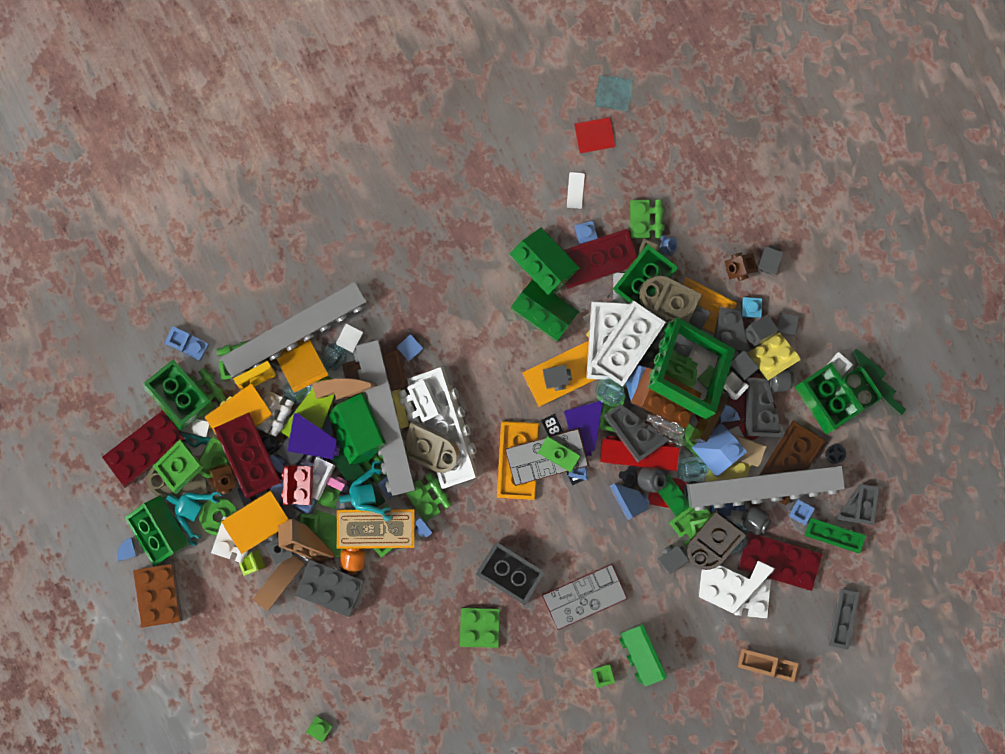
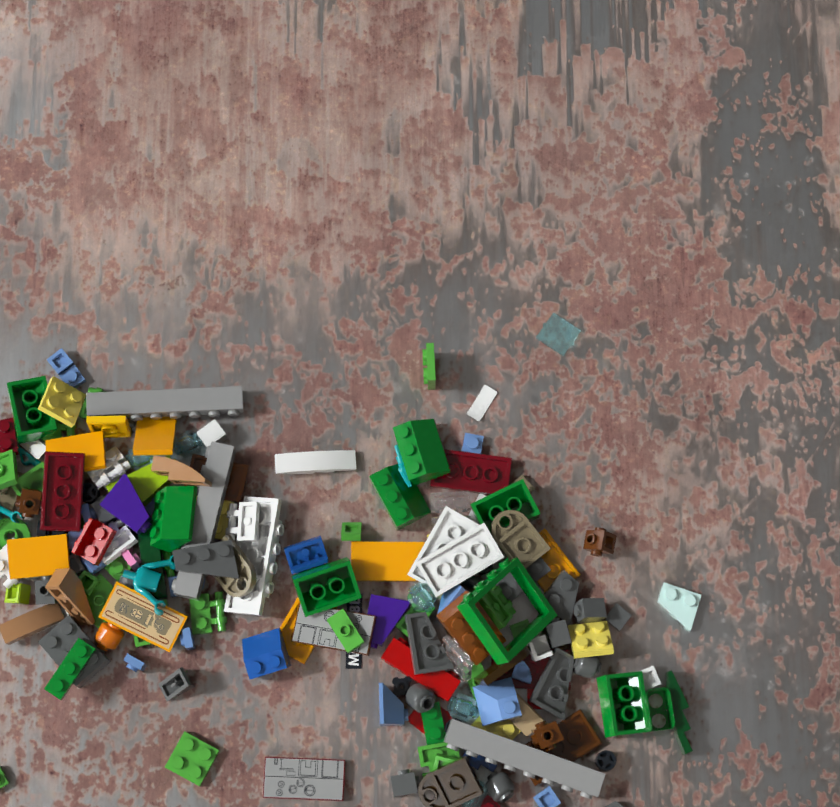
camera: 25 degrees right, 10 degrees down
(201, 375) = (62, 401): none -> light yellow plate
(337, 605) = (70, 669): none -> green plate
(387, 572) = (134, 664): none -> medium blue plate
(409, 348) = (261, 470): medium blue tile -> none
(409, 451) = (207, 559): none -> dark grey wing
(432, 572) = (176, 684): none -> dark grey slope
(454, 317) = (315, 462): none -> white slope
(489, 404) = (306, 555): none -> blue bracket
(497, 507) = (265, 653): none -> blue slope
(510, 175) = (429, 361): none -> bright green plate
(510, 573) = (245, 720): dark grey brick -> none
(518, 363) = (351, 531): none -> bright green plate
(521, 423) = (326, 586): none -> green slope
(535, 286) = (401, 469): none -> teal hand
(557, 377) = (380, 560): dark grey brick -> none
(580, 473) = (357, 659): medium blue tile -> none
(594, 135) = (523, 363): red window -> none
(640, 219) = (528, 455): bright green plate -> none
(668, 245) = (542, 491): medium blue plate -> none
(751, 307) = (591, 585): medium azure plate -> none
(770, 260) = (629, 549): dark grey brick -> none
(782, 456) = (553, 732): none -> reddish brown brick
(836, 285) = (679, 603): none -> light aqua wing

